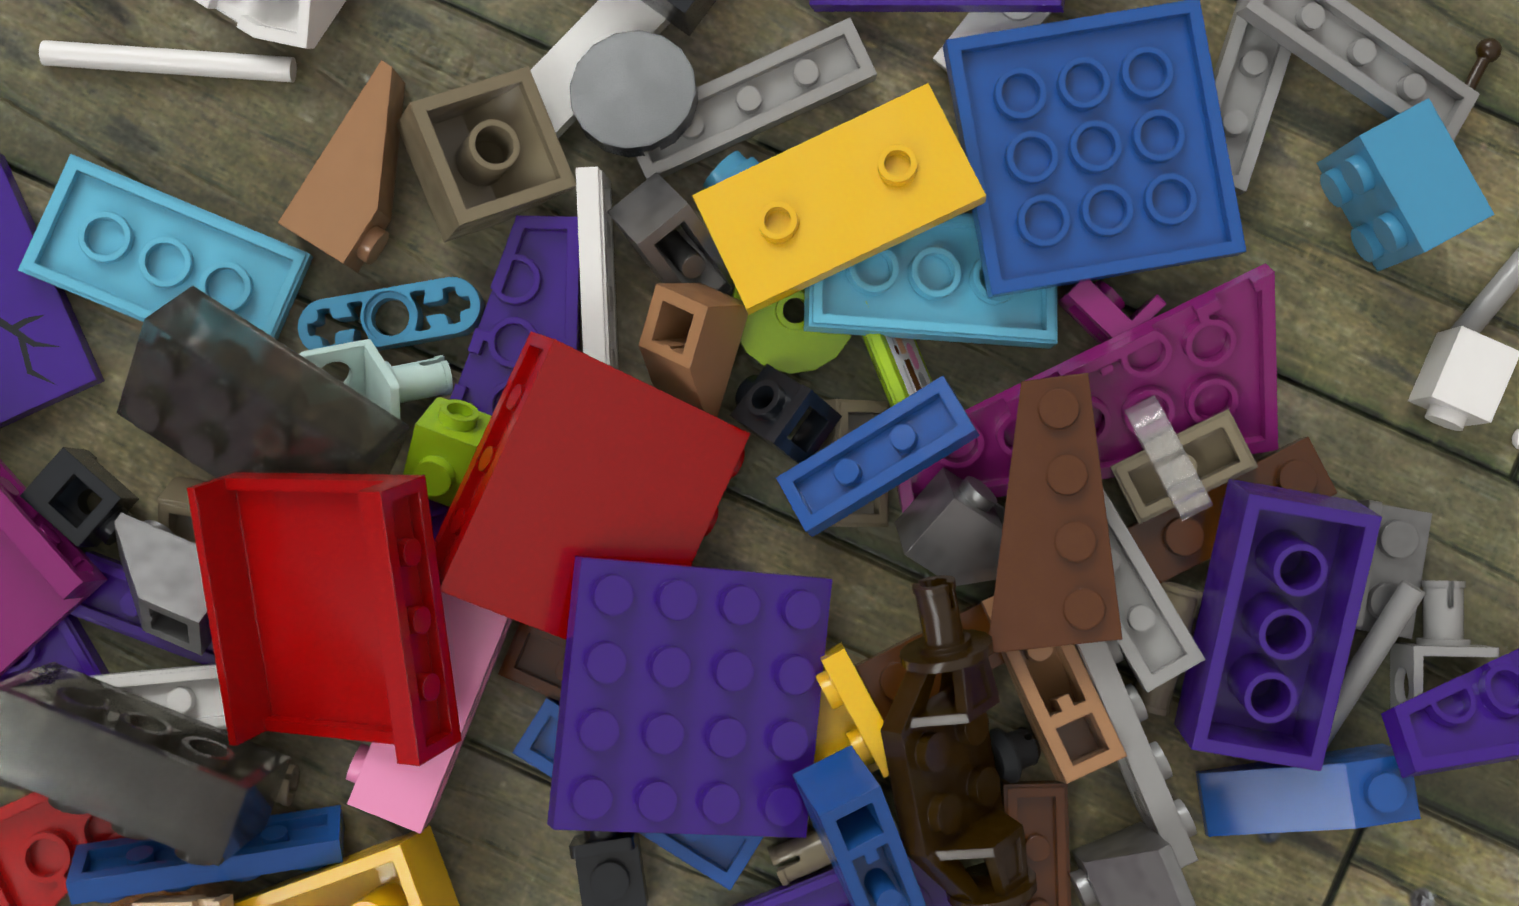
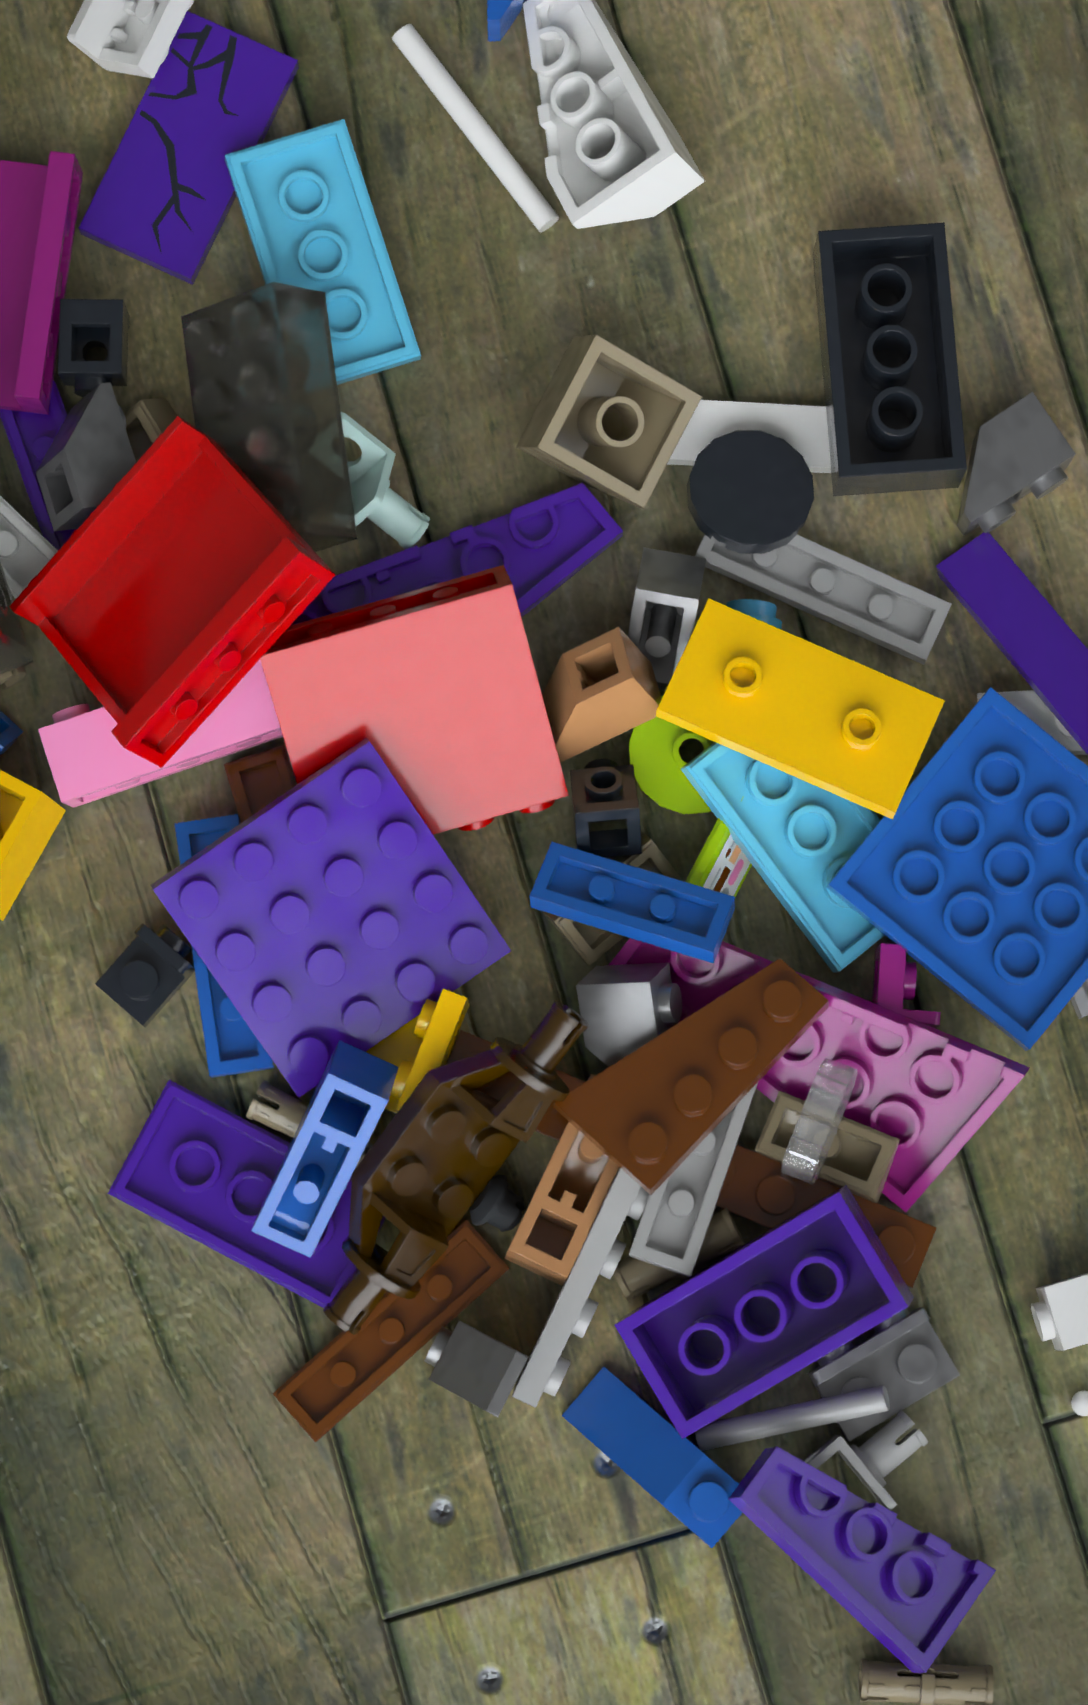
camera: 50 degrees right, 5 degrees down
(352, 184) = (497, 343): medium nougat slope -> none
(435, 294) = (470, 474): dark azure beam -> none
(445, 445) = (365, 575): lime bracket -> none
(597, 265) = (596, 575): white tile -> none

